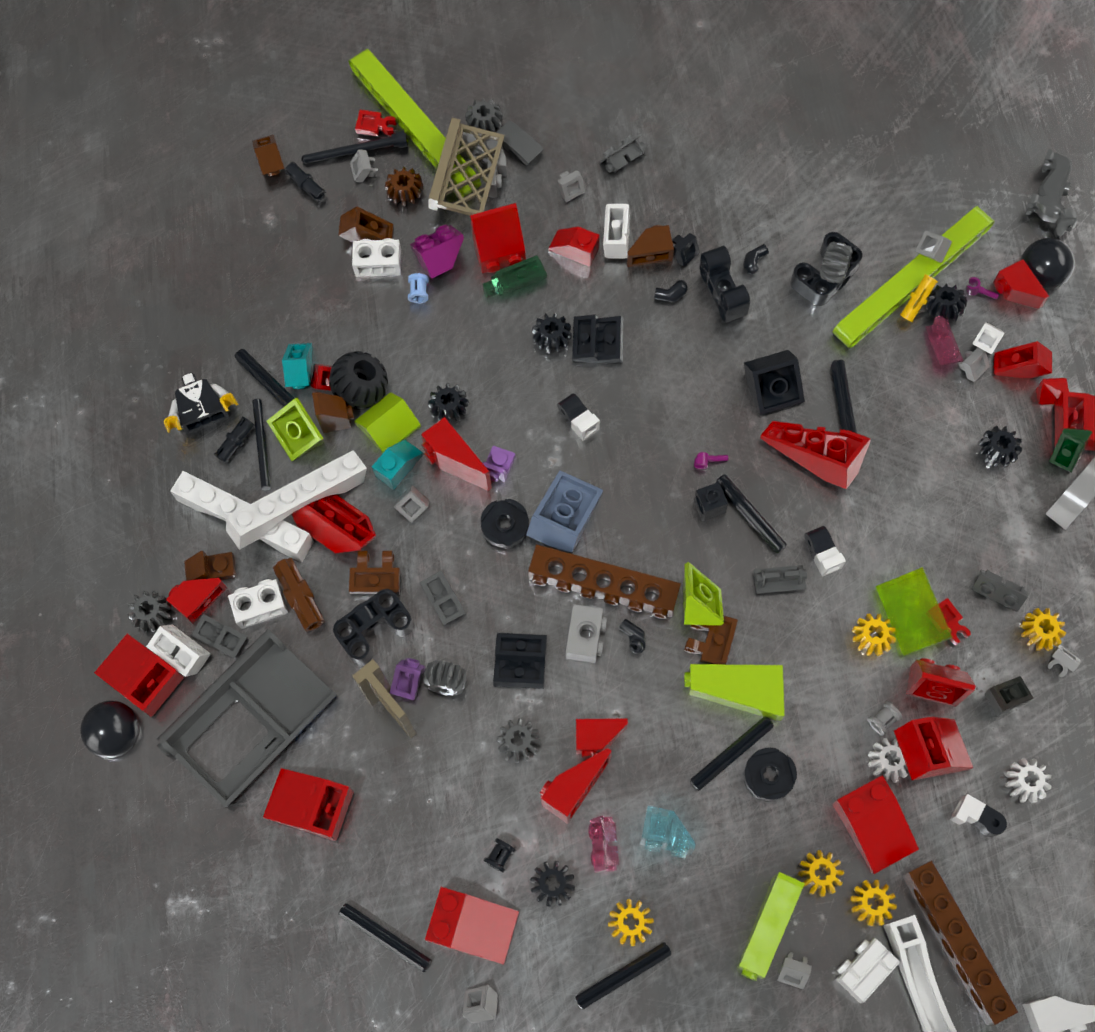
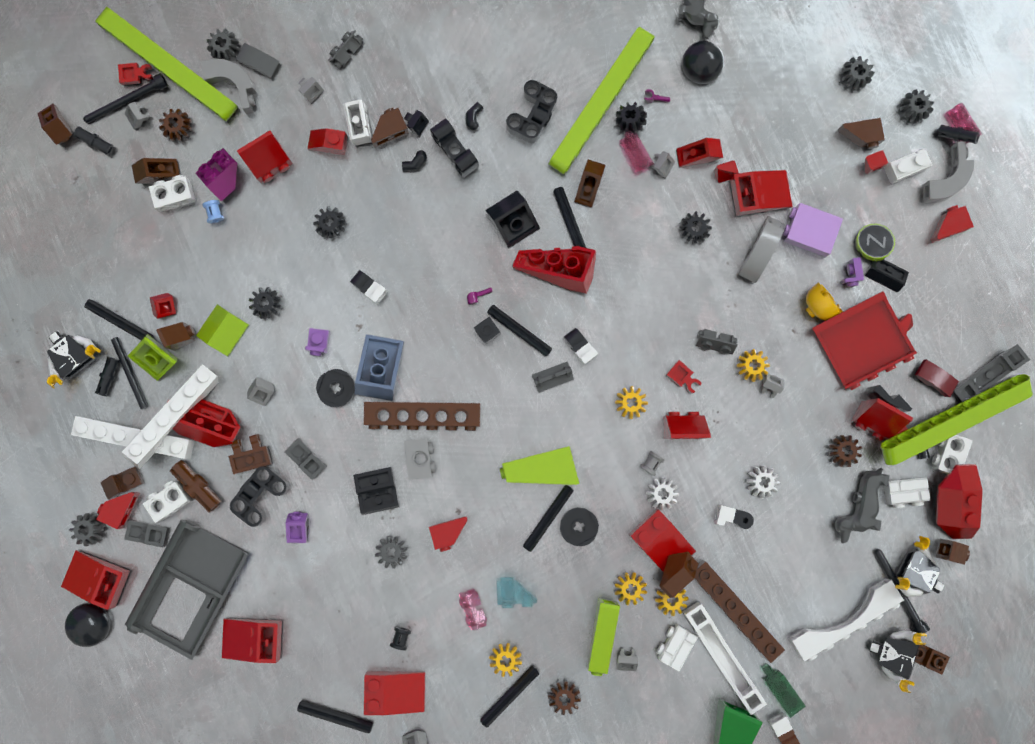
camera: 20 degrees left, 15 degrees up
(178, 650) = (118, 554): white brick -> none
(297, 365) = (137, 302): teal slope -> none
(358, 379) = (197, 296): black wheel -> none
(376, 689) = (283, 554): dark tan fence -> none
(396, 463) = (239, 361): teal slope -> none
(445, 678) = (324, 521): dark grey gear -> none
(446, 165) = (204, 100): dark tan fence -> none
(453, 455) = (272, 342): red slope -> none
(515, 277) = (288, 181): clear green hinge -> none
(544, 888) = (438, 652): black gear -> none
(571, 787) = (437, 581): red slope -> none
(597, 339) = (367, 217): black slope -> none
(636, 636) = (457, 449): black arm -> none
(701, 599) = (498, 411): lime slope -> none
(705, 993) = (557, 701): none -> reddish brown gear
(717, 642) = (518, 437): reddish brown plate -> none
(836, 262) = (537, 111): dark grey gear -> none
(878, 364) = (589, 183): none -> reddish brown slope
(891, 865) = (678, 573): none -> reddish brown slope
(909, 311) = (608, 120): yellow pin -> none
(914, 611) = (656, 377): clear neon green tile -> none
(932, 747) = (691, 479): red slope -> none
(933, 246) = (611, 74): light grey slope -> none
(988, 337) = (670, 140): white leg -> none
(1008, 695) = (738, 422): pearl dark grey slope -> none
(1020, 285) = (685, 87): red slope -> none
(1070, 448) = (747, 218): dark green slope -> none

